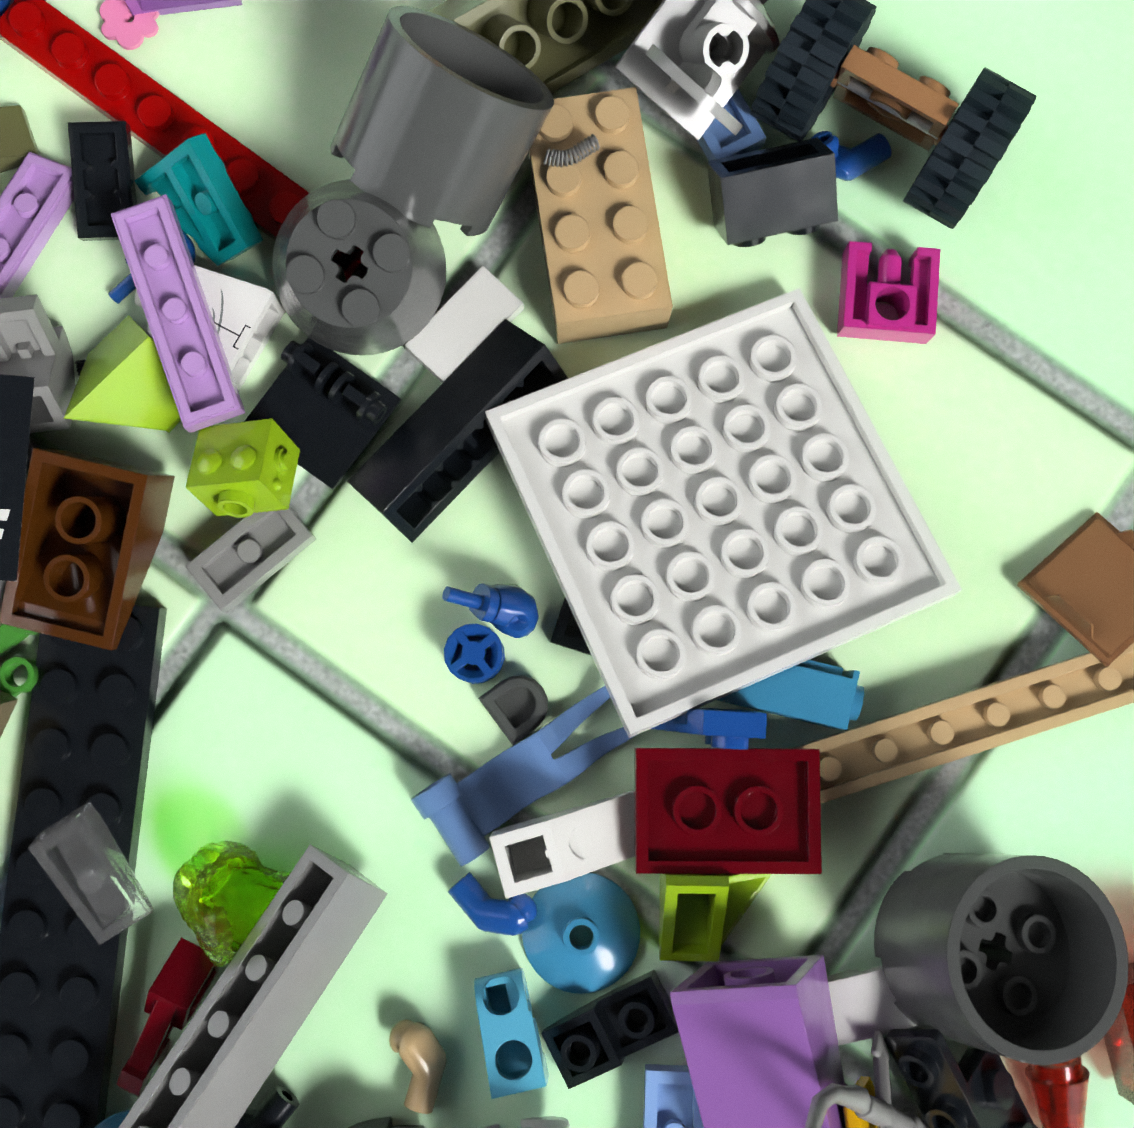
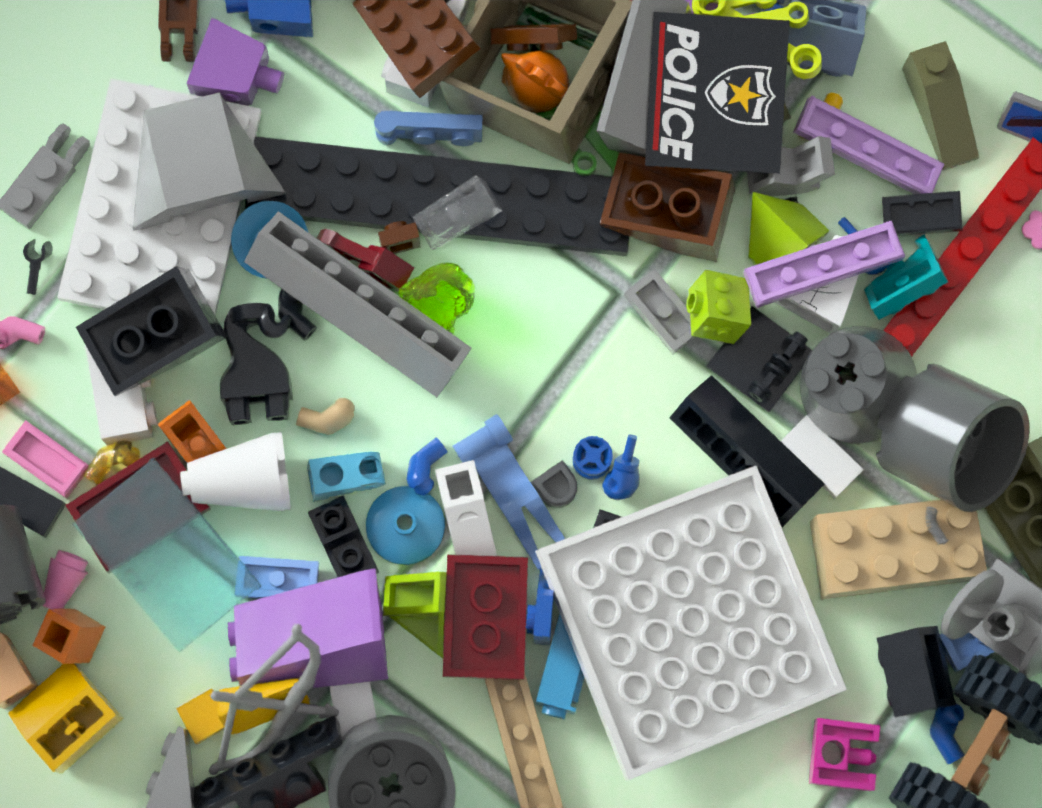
camera: 85 degrees right, 5 degrees down
(133, 962) = (399, 237): none -> reddish brown plate

